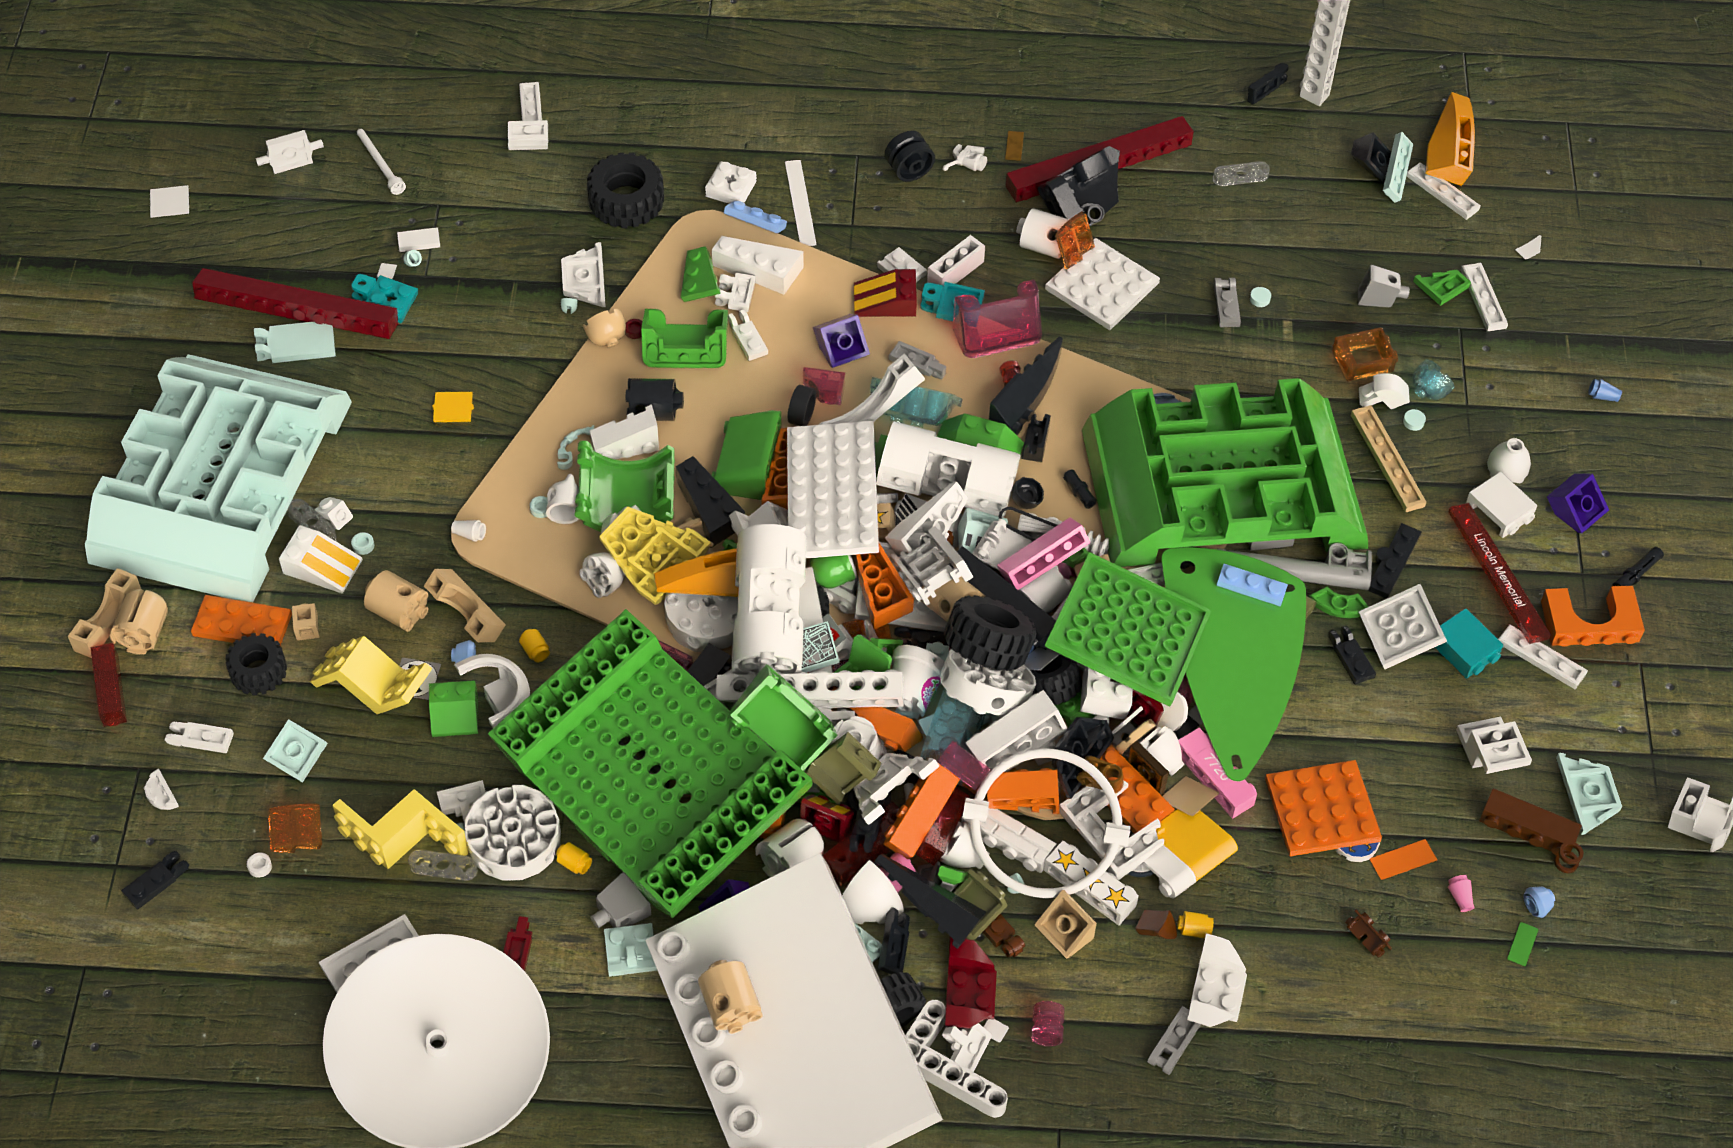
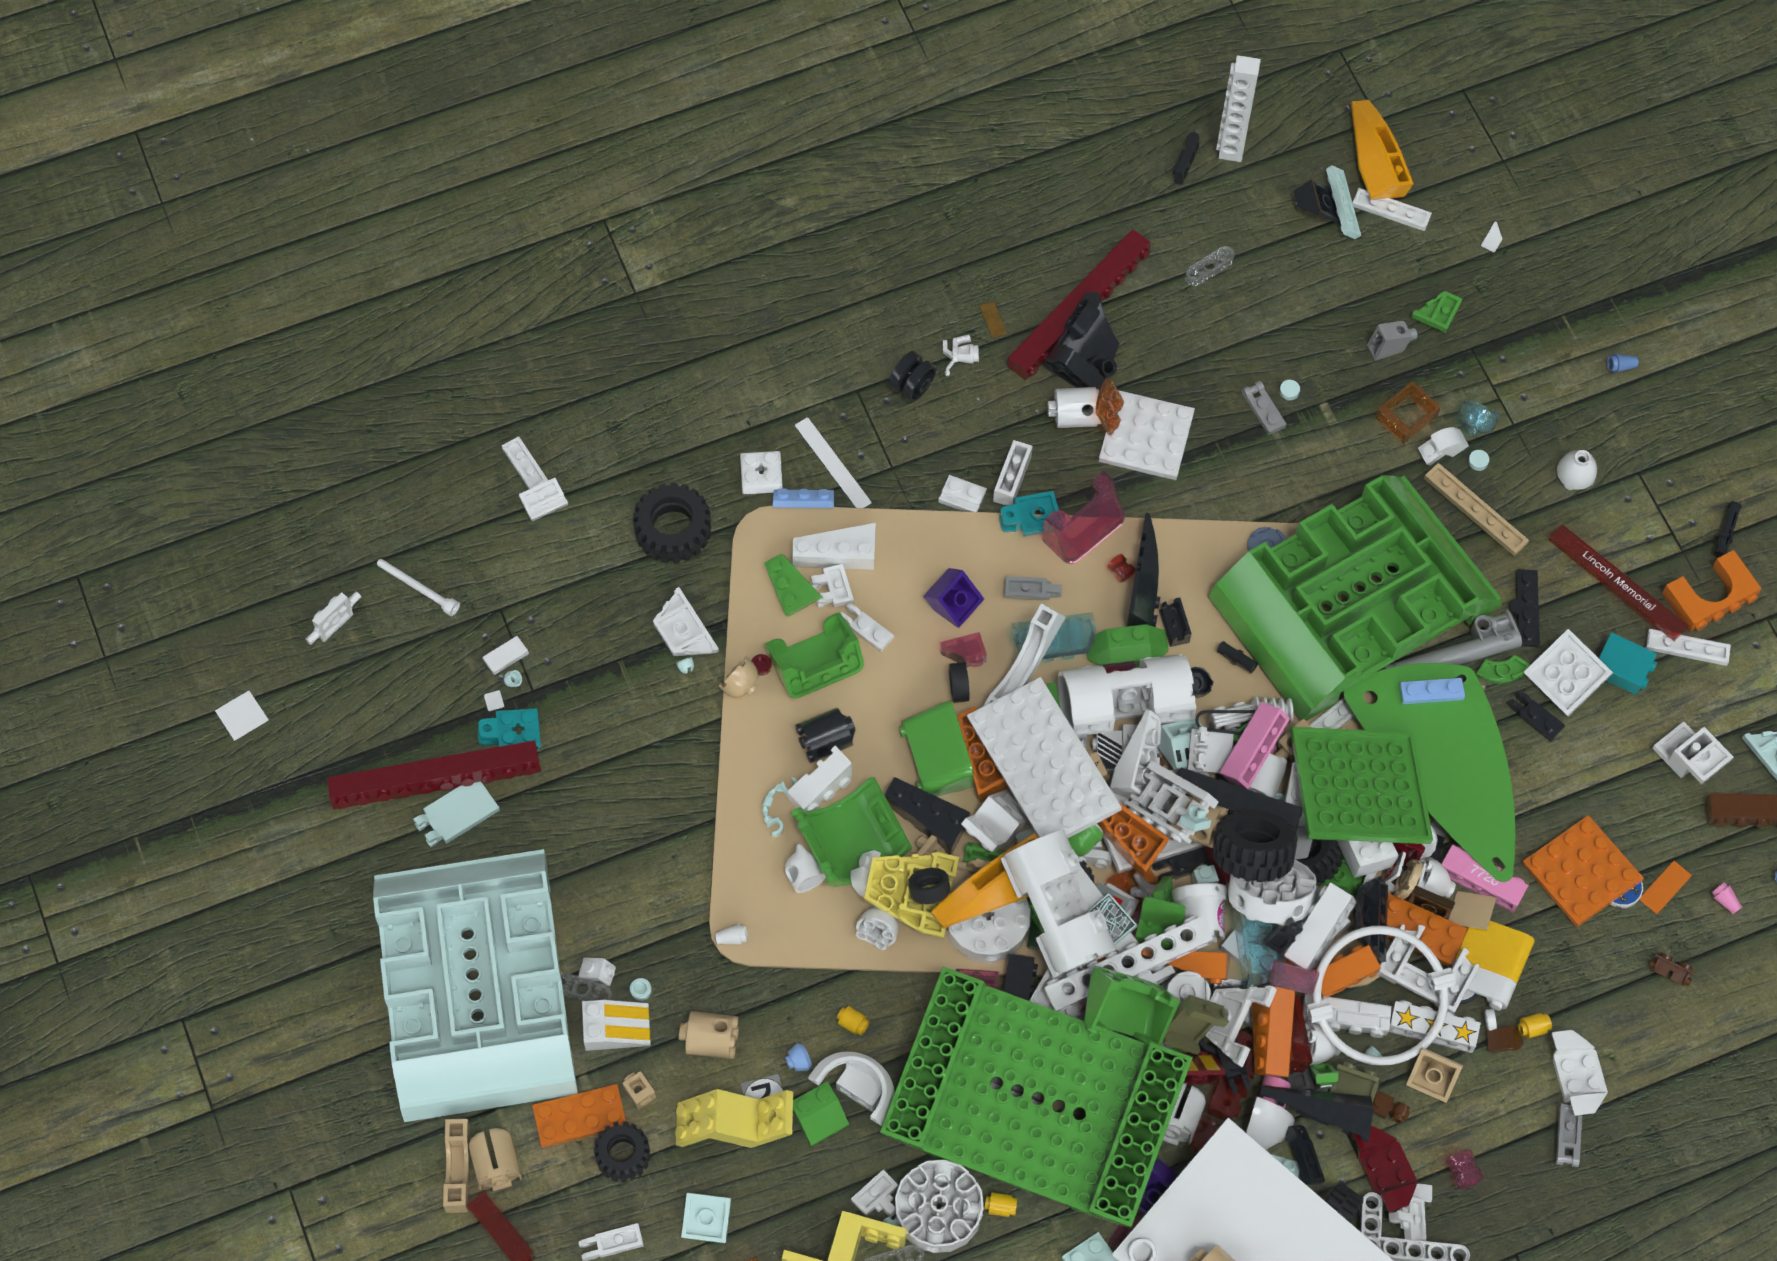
camera: 25 degrees left, 10 degrees up
(451, 589) = (751, 1001): tan arch -> none
(453, 406) = (639, 815): yellow piece -> none
(538, 506) = (780, 883): light aqua tile -> none
(620, 904) = (1064, 1228): light grey torso -> none
(664, 550) = (928, 877): none -> black tyre
(887, 294) = (968, 532): dark red slope -> none
(940, 581) = (1195, 819): none -> light aqua tile
(971, 724) = (1283, 937): none -> black plate
(1107, 769) = (1401, 924): pearl gold piece -> none
(1152, 899) = (1490, 1019): none -> white tile
(1484, 297) = (1478, 307): white tile -> none
(1503, 503) = (1592, 514): white panel -> none
(1578, 502) = (1651, 484): dark purple slope -> none

